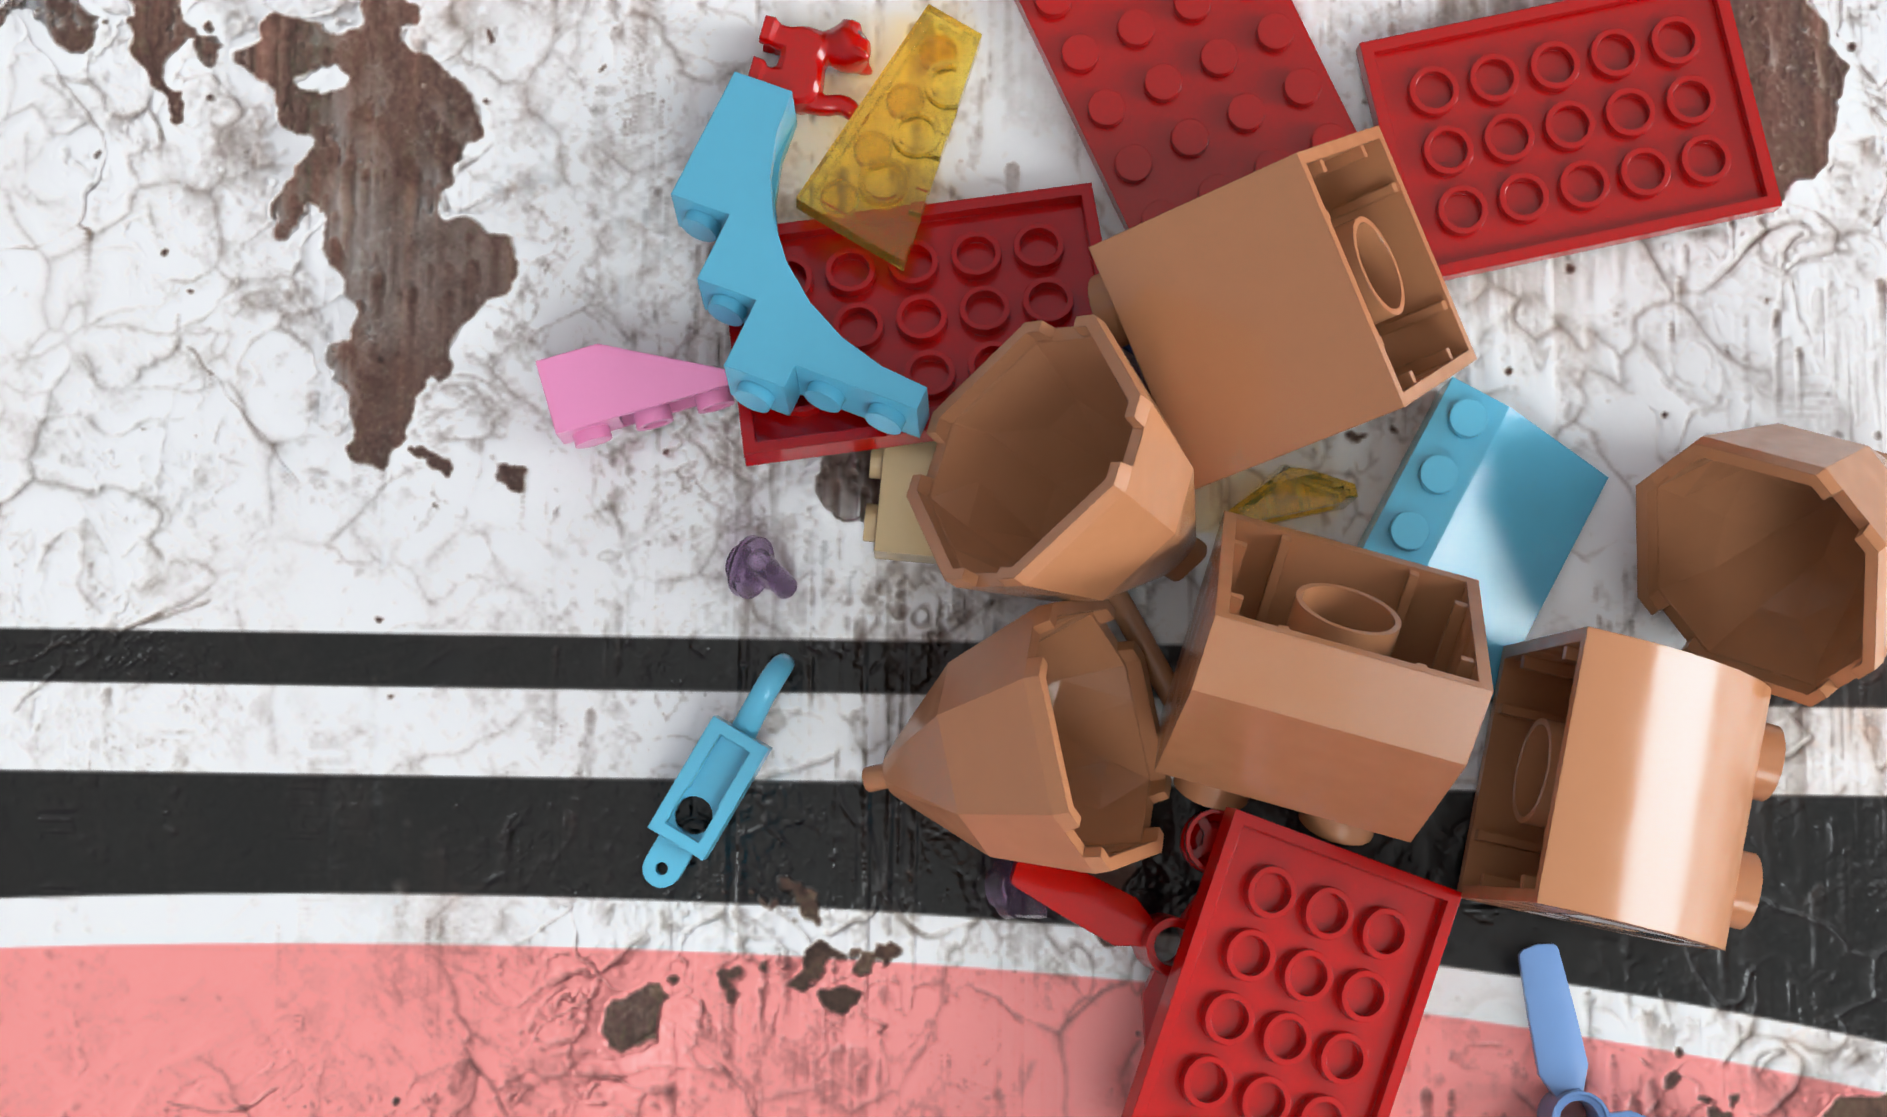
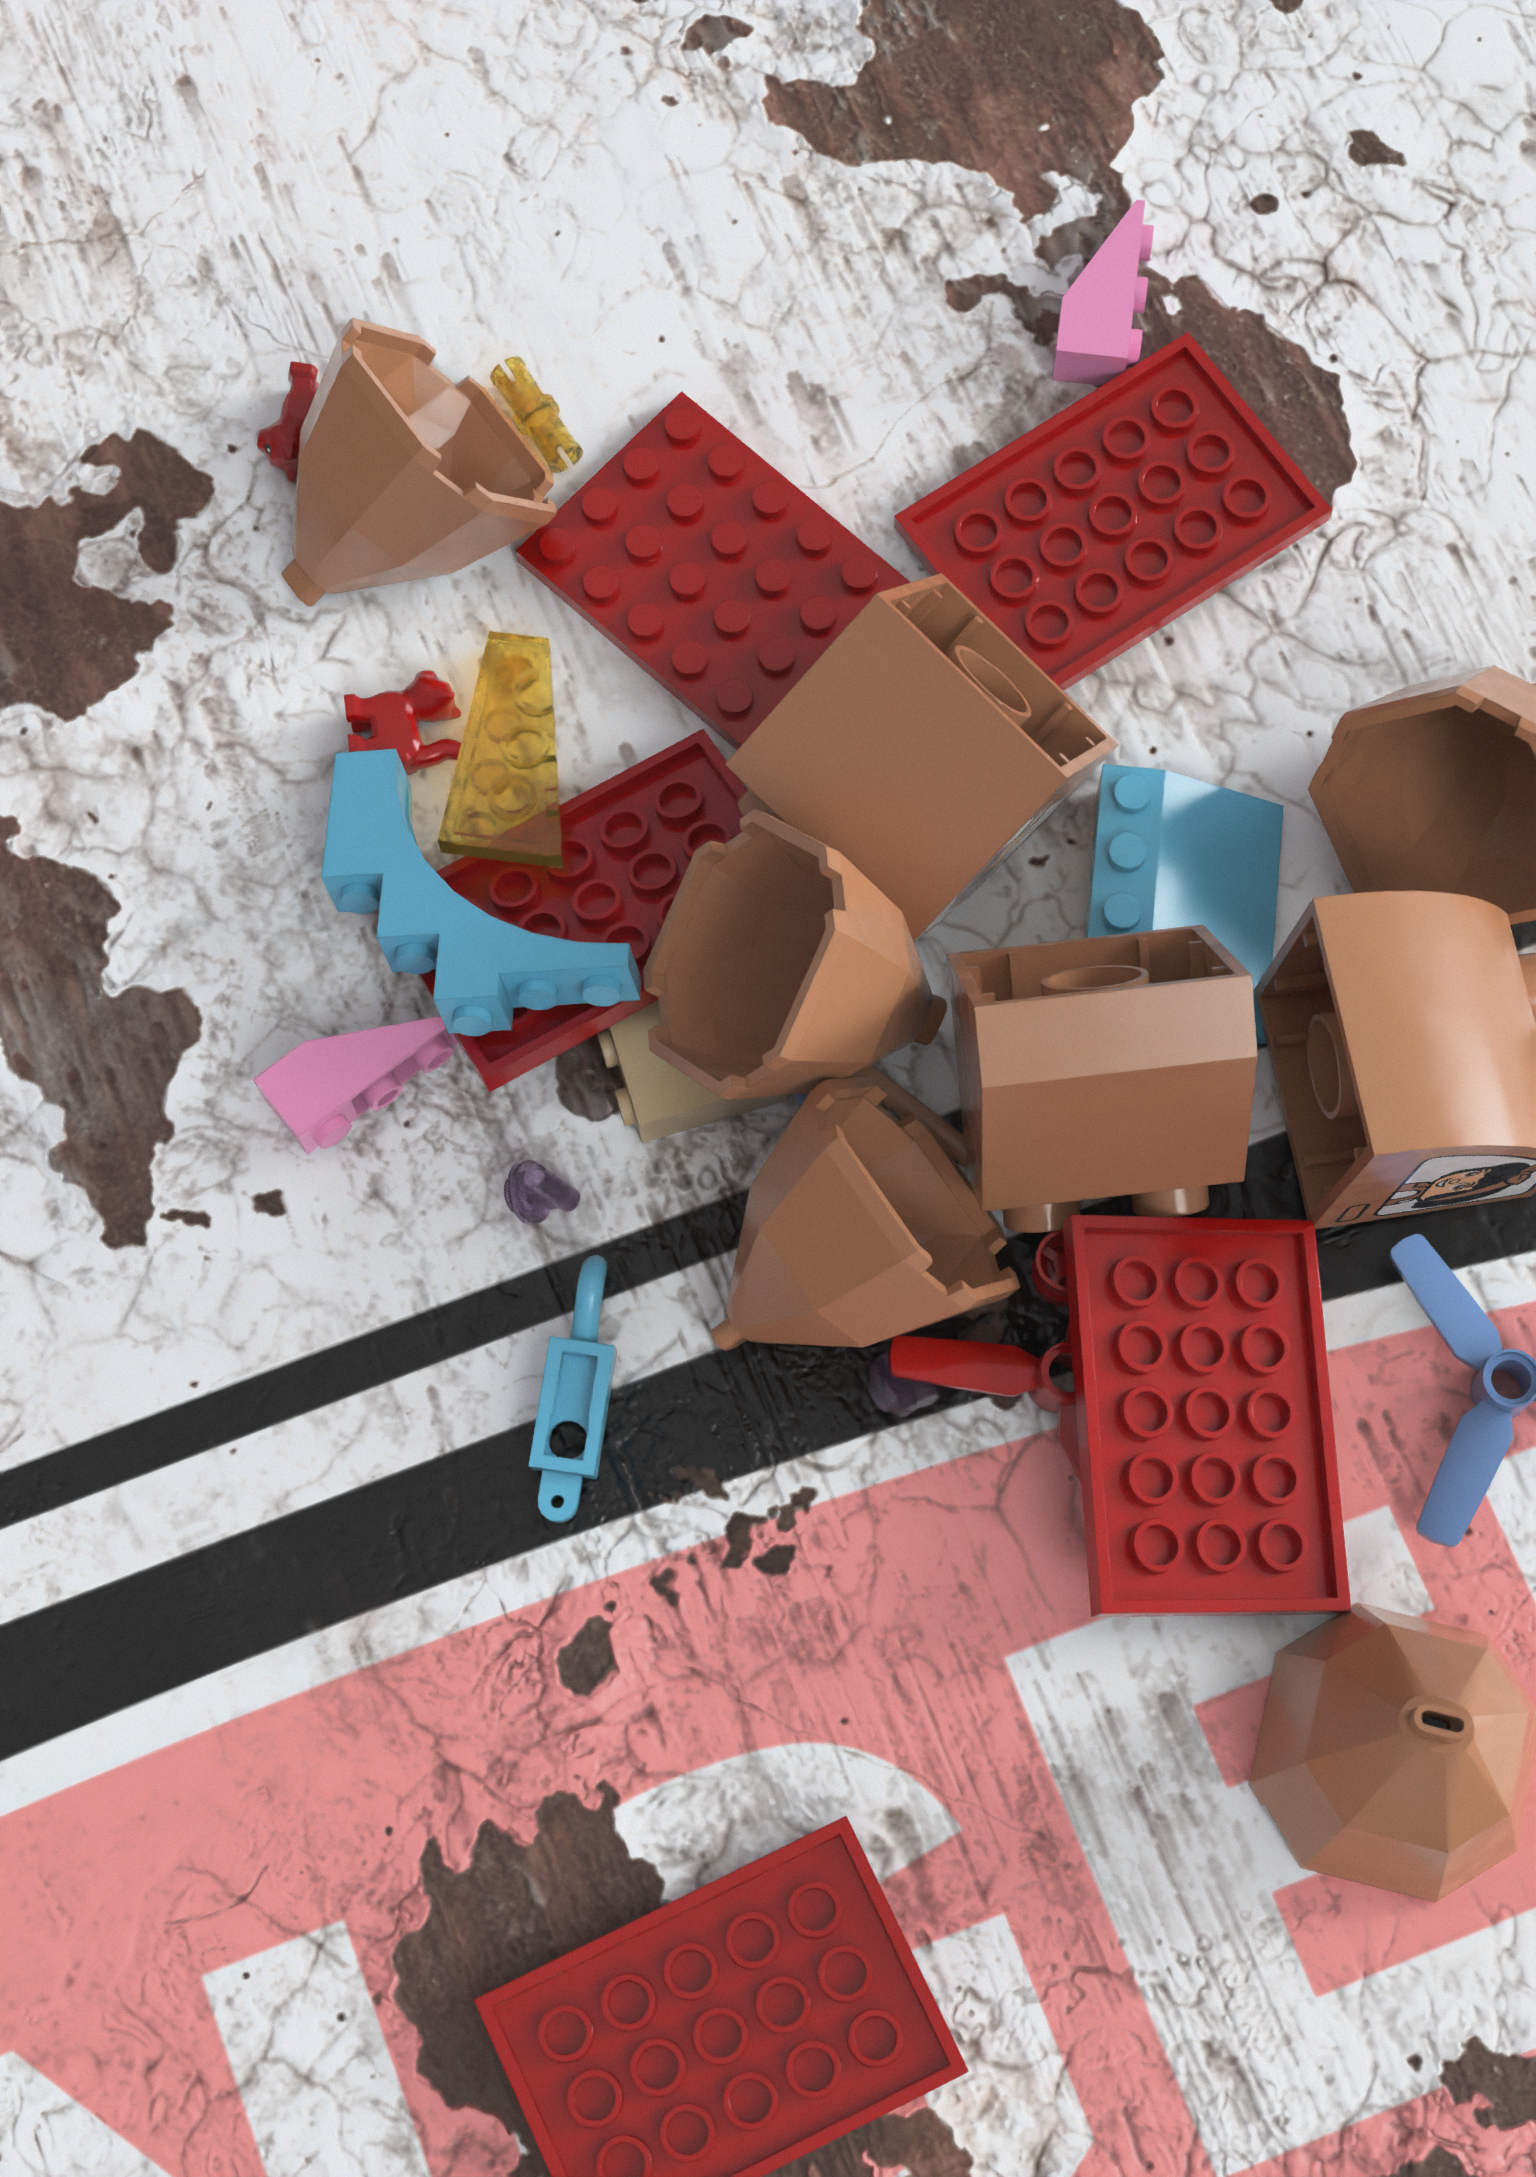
camera: 15 degrees left, 10 degrees down
(1295, 494) = (1012, 919): clear yellow slope -> none

